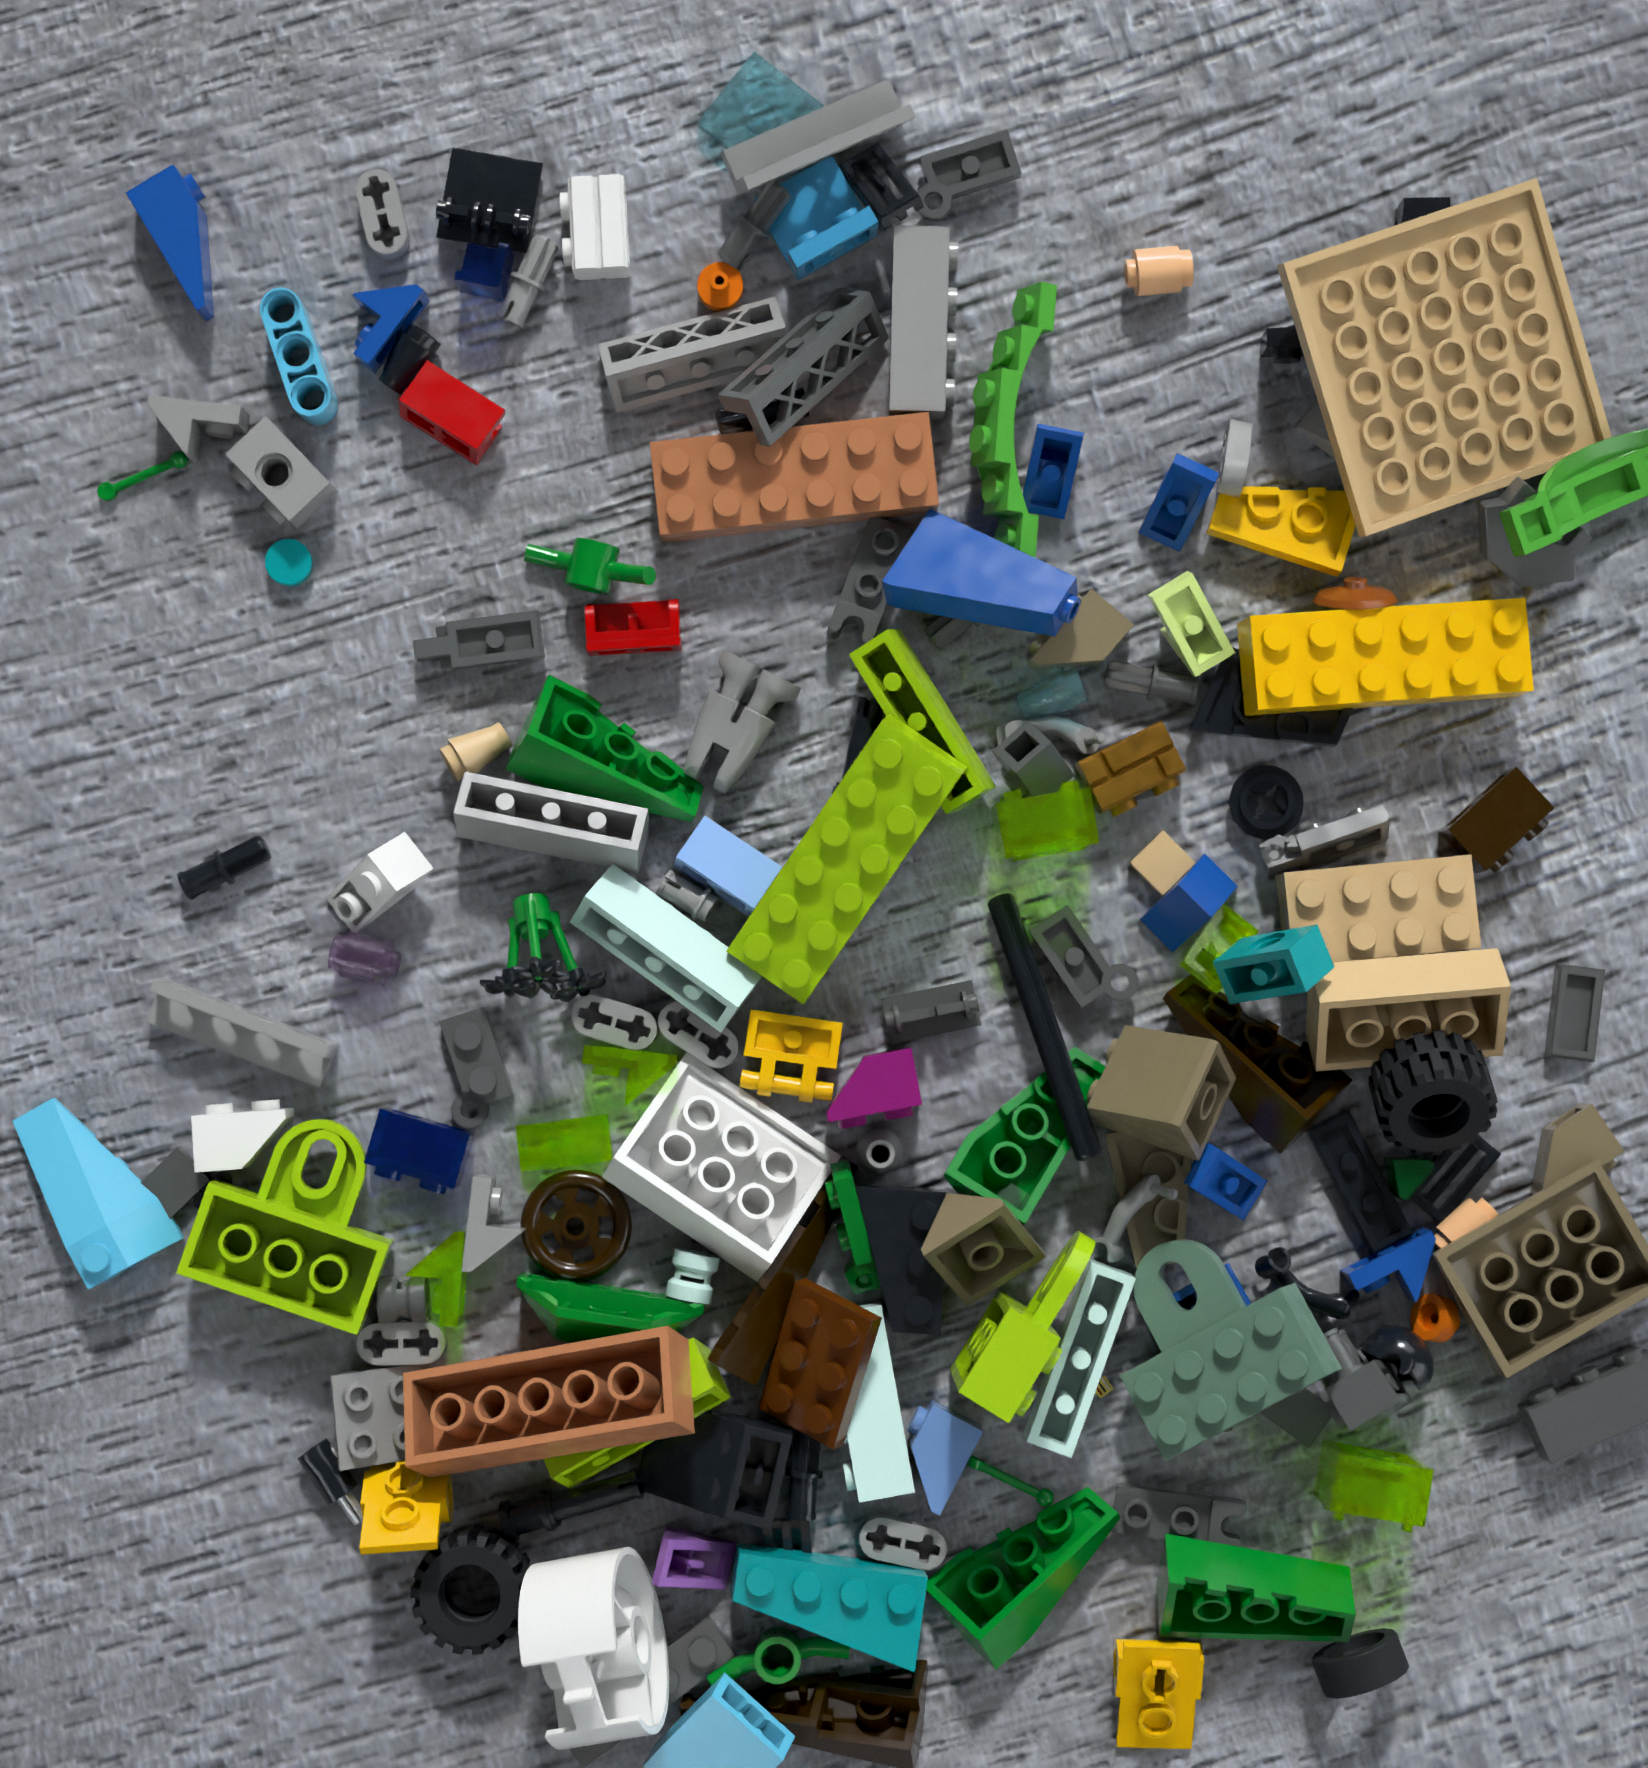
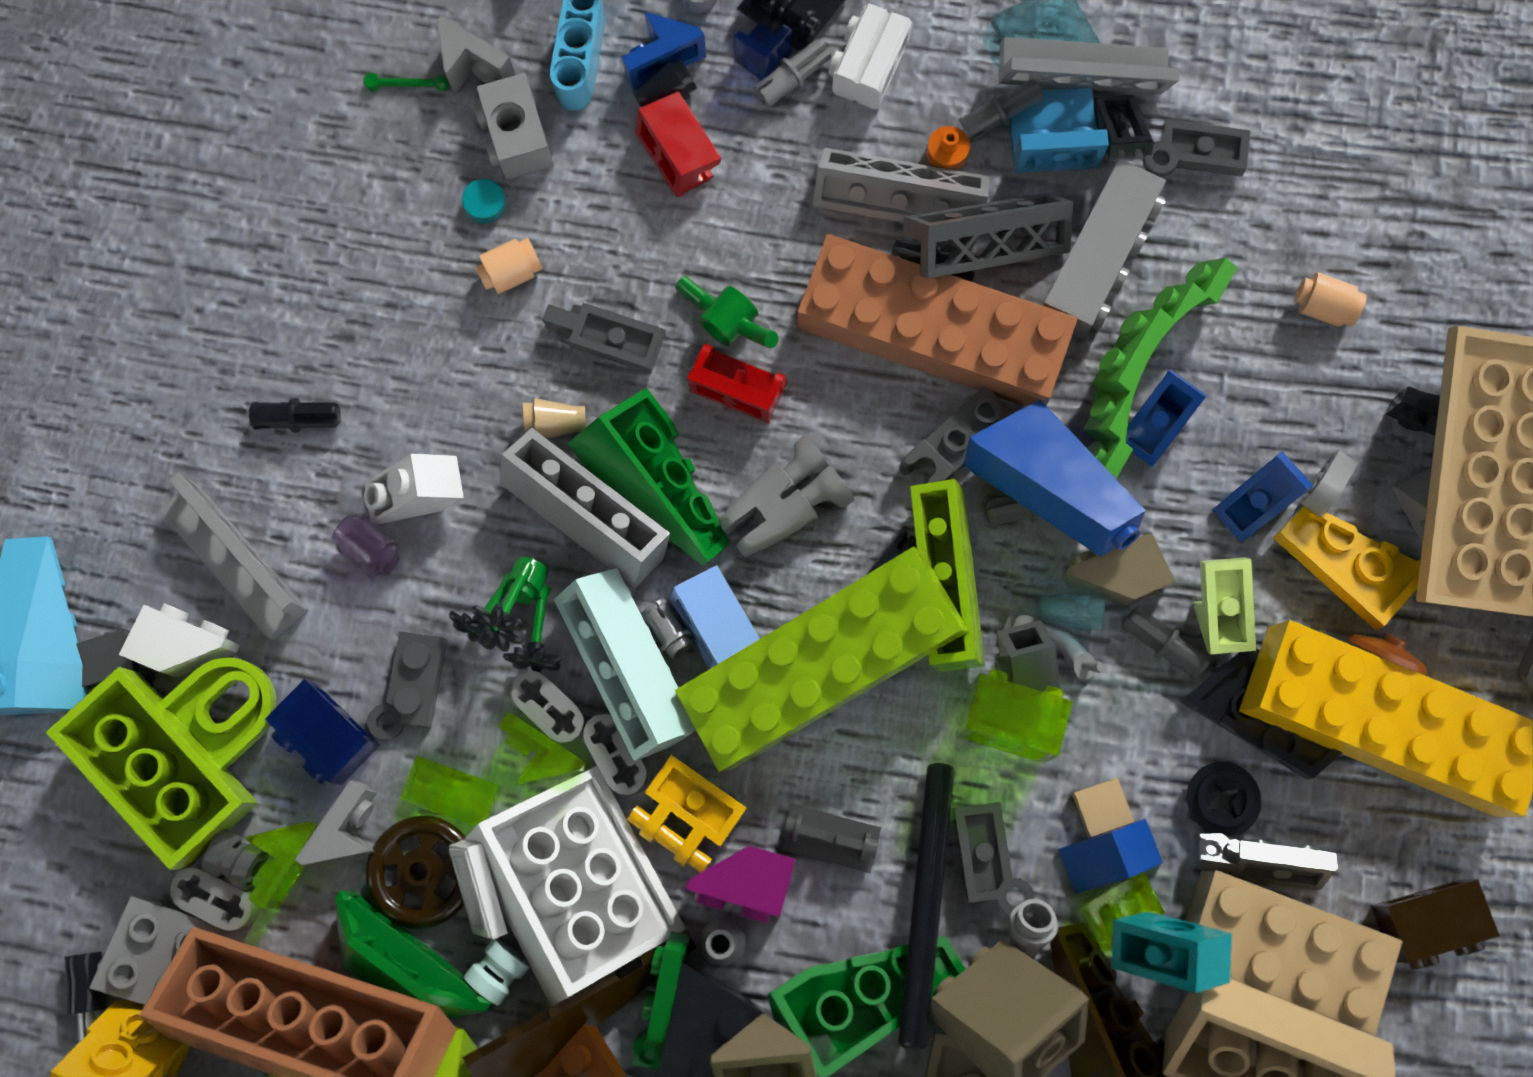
camera: 30 degrees right, 10 degrees down
(351, 619) = (508, 265): none -> light nougat brick
(638, 1214) = (477, 889): none -> white tile
(1131, 768) = (1115, 709): pearl gold brick -> none
(1146, 1002) = (1032, 926): none -> light grey cone

